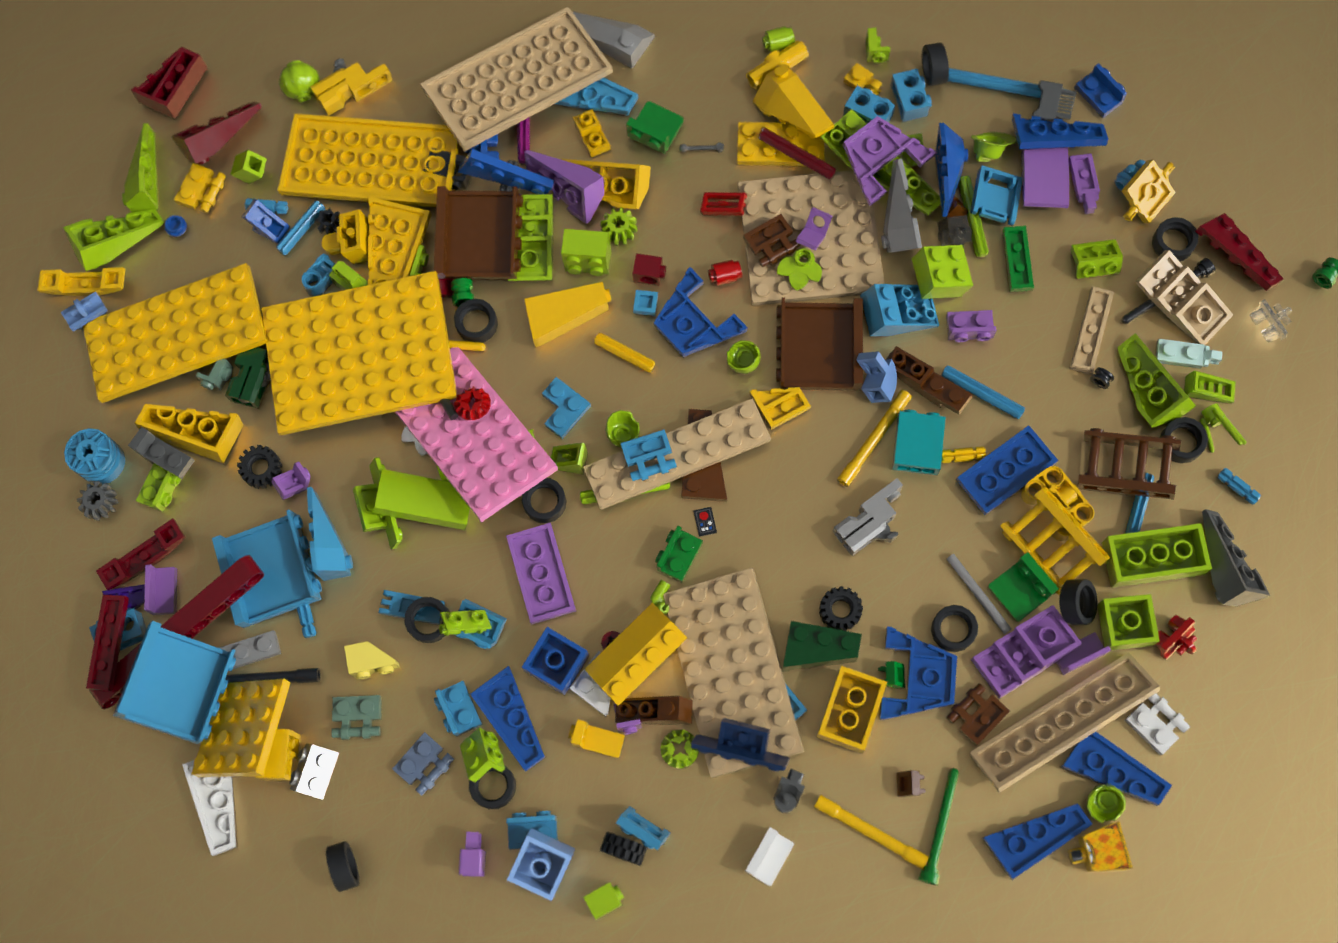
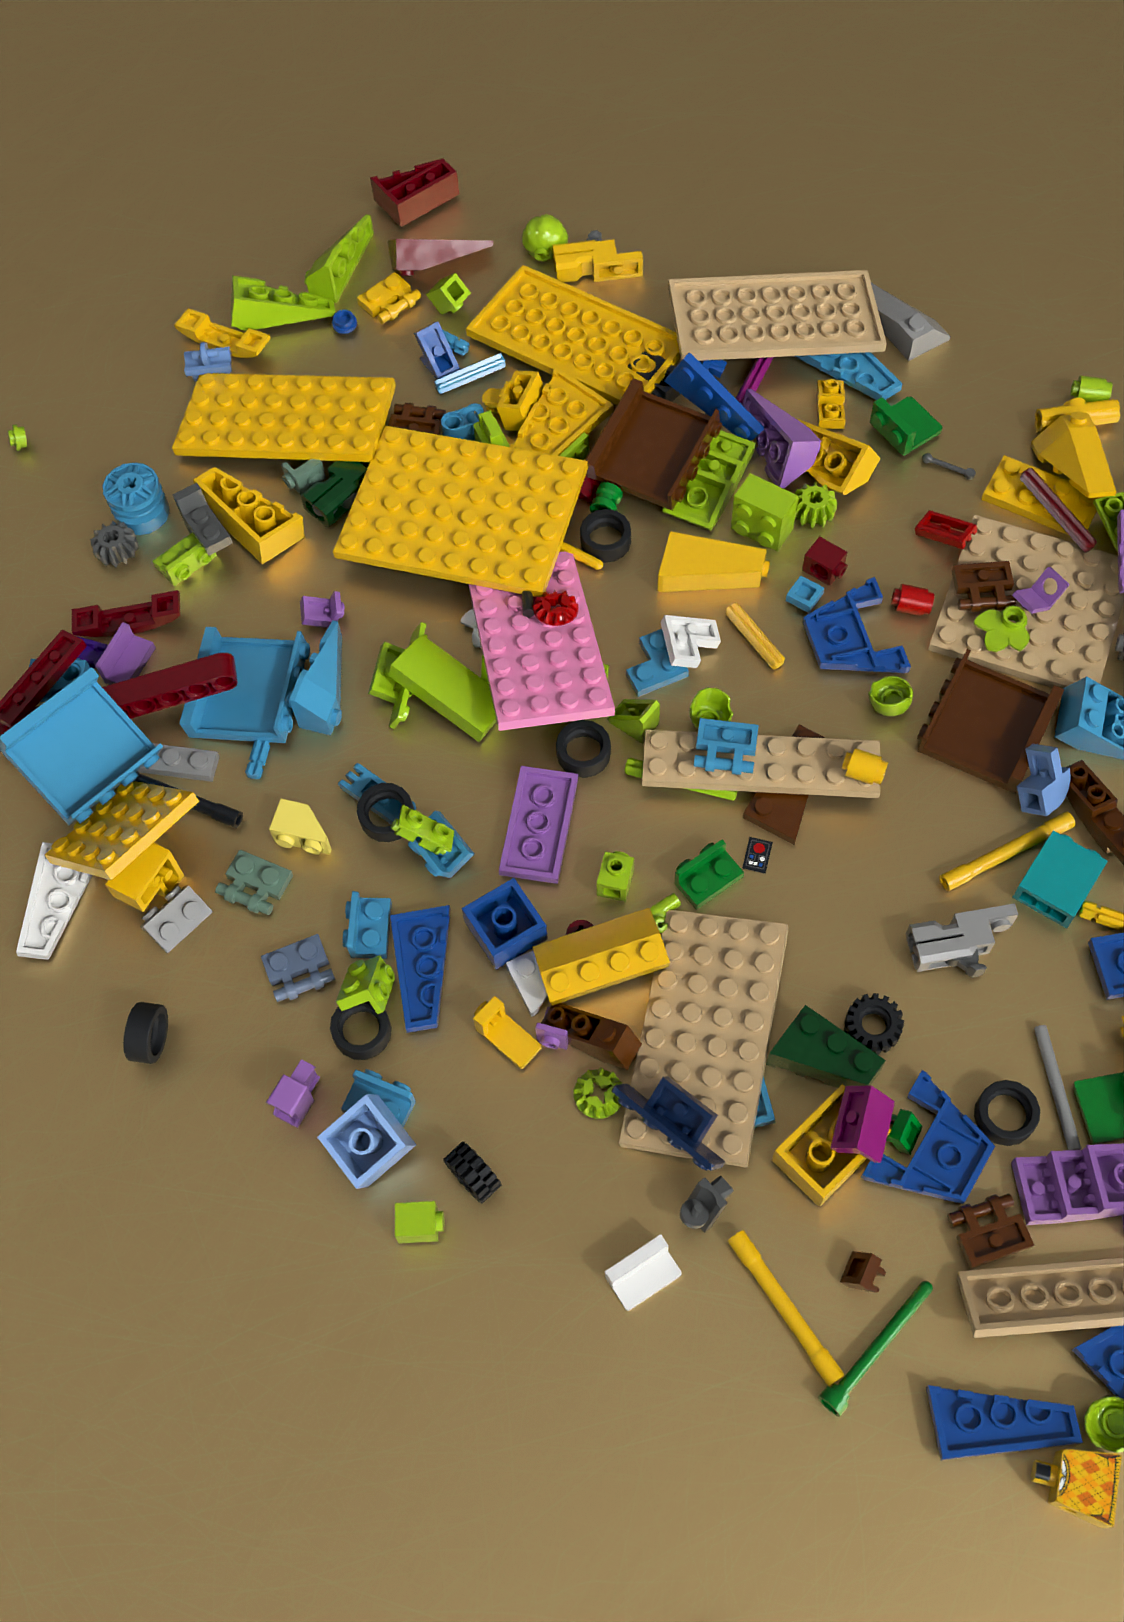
camera: 25 degrees right, 10 degrees down
(252, 456) = (293, 570): black tyre -> none
(289, 292) = (408, 418): none -> reddish brown plate
(325, 217) = (499, 375): black gear -> none
(575, 377) = (684, 637): none -> white plate
(614, 586) = (615, 875): none -> lime brick
(634, 824) = (511, 1170): dark azure plate -> none
(753, 426) = (864, 766): none -> yellow brick
(780, 405) = (910, 765): yellow wing -> none
(867, 687) = (863, 1122): none -> magenta panel

